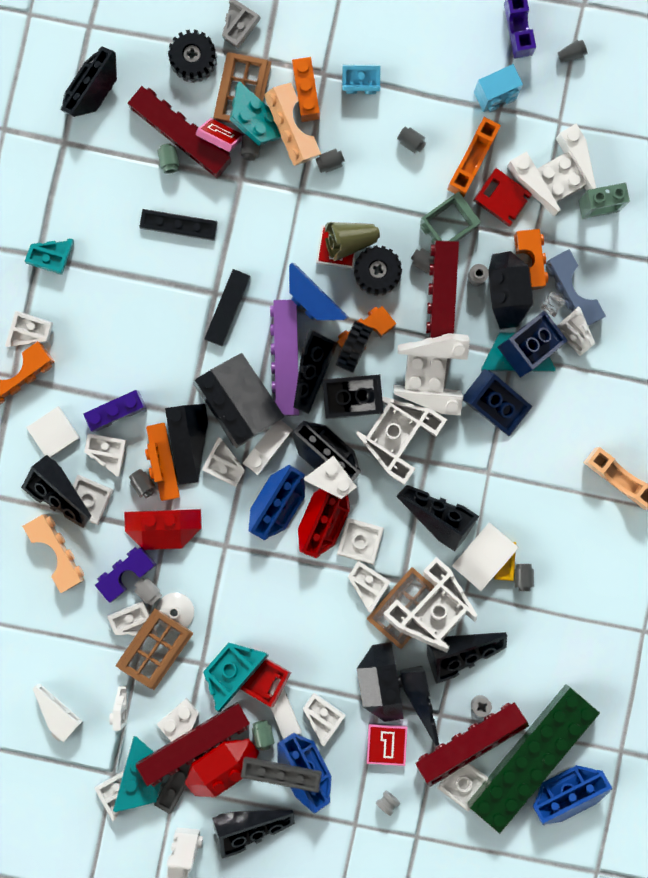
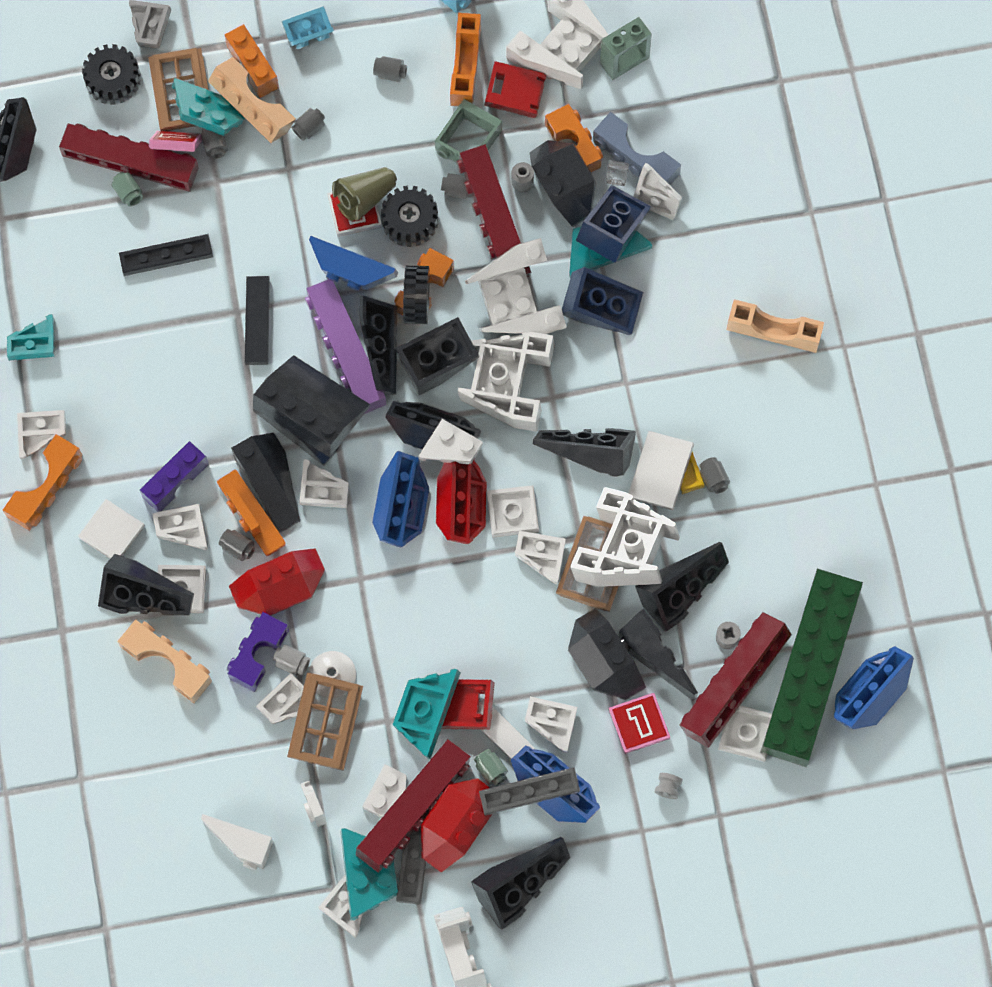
camera: 20 degrees left, 15 degrees down
(267, 447) = (364, 451): white slope -> none

